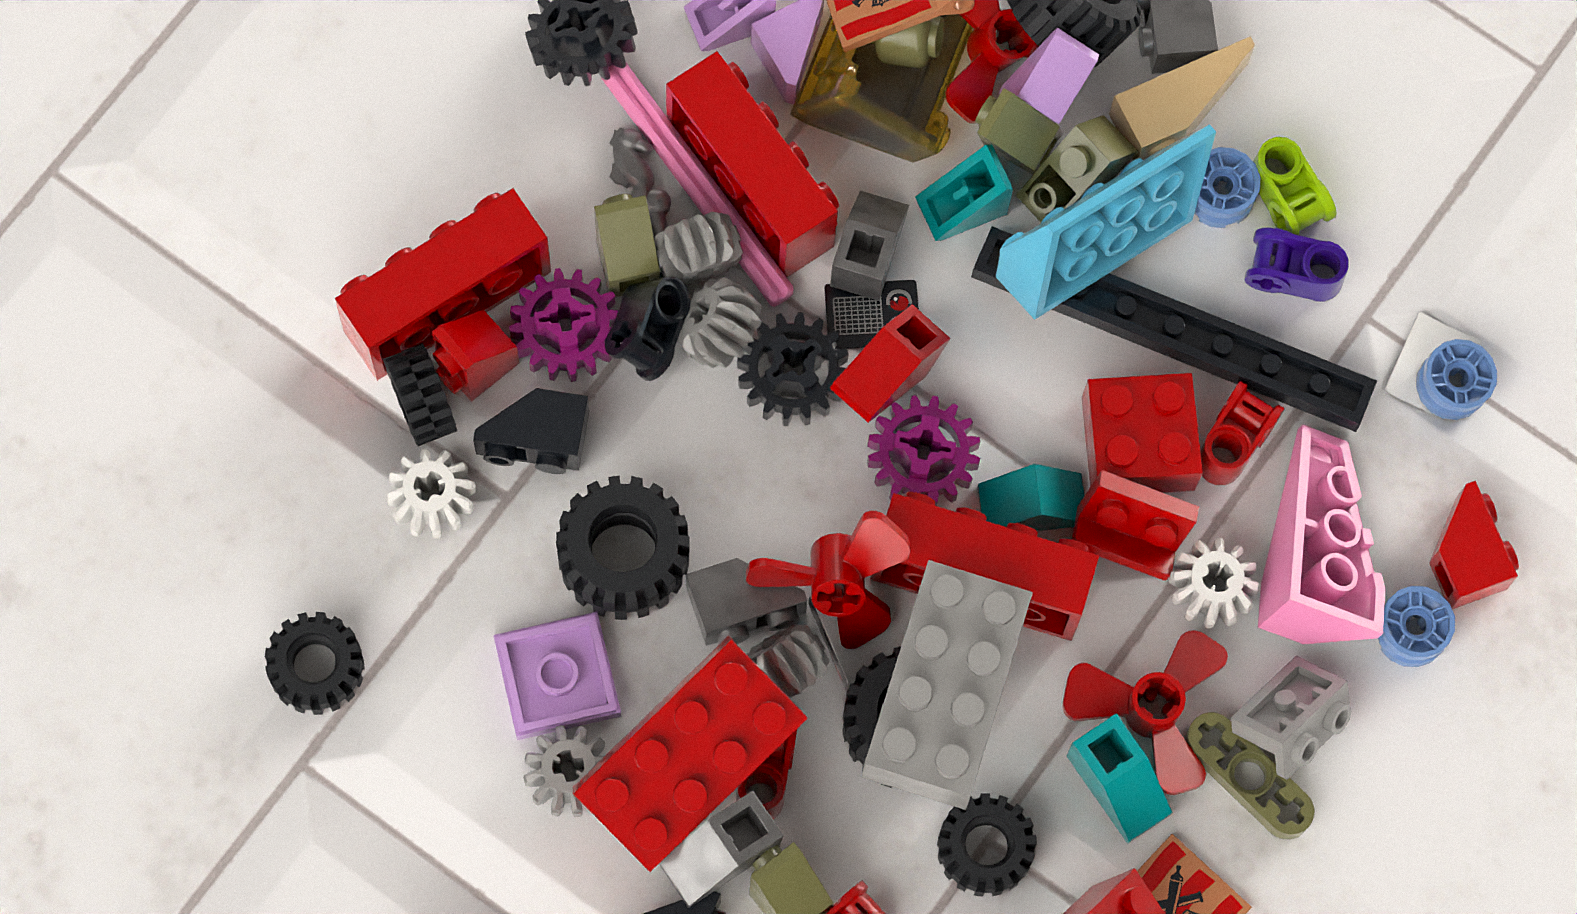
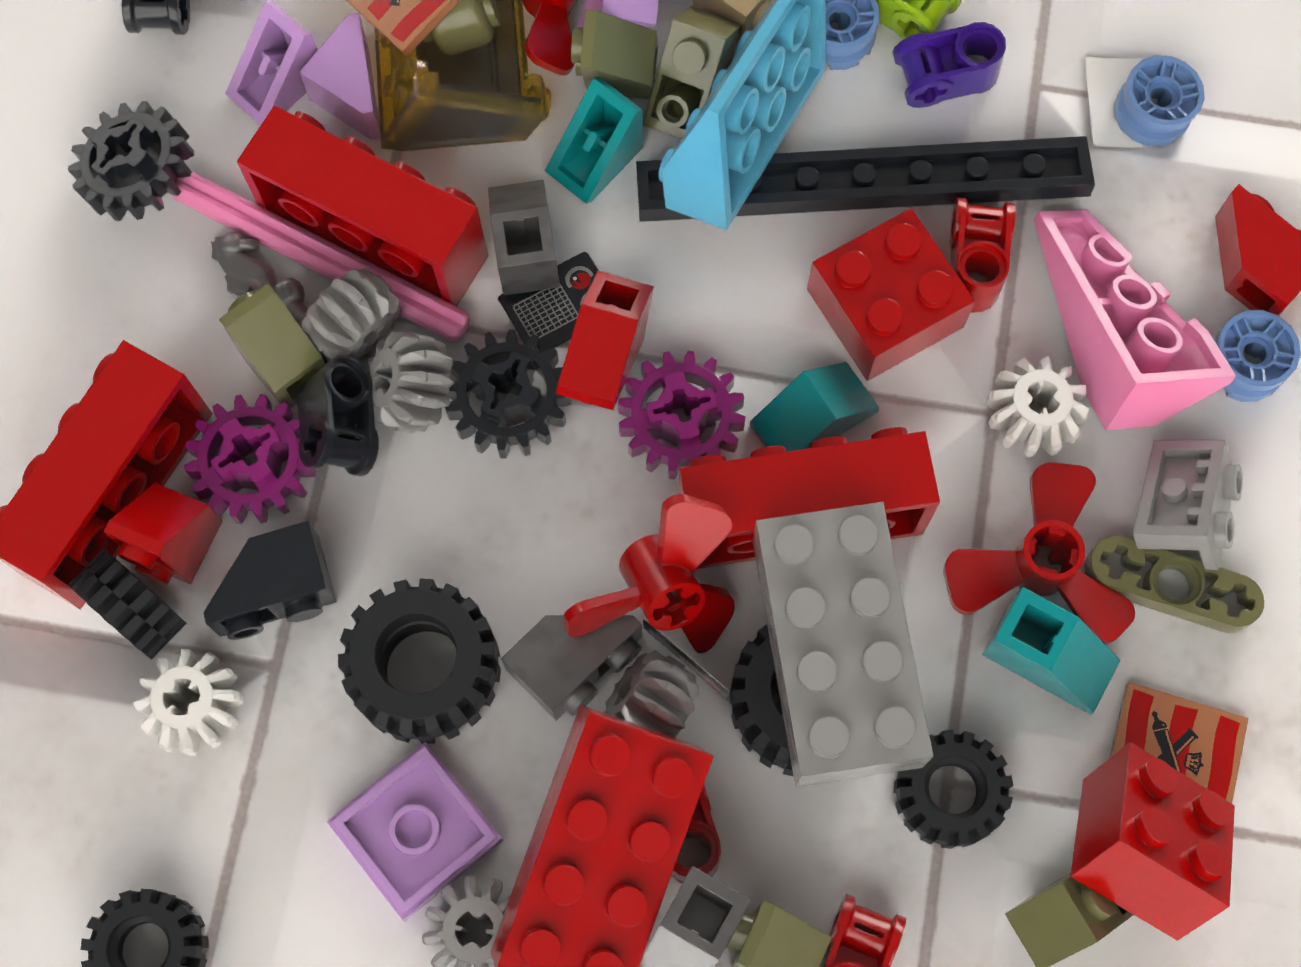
camera: 20 degrees left, 0 degrees up
(1133, 524) = (930, 385): red bracket -> none

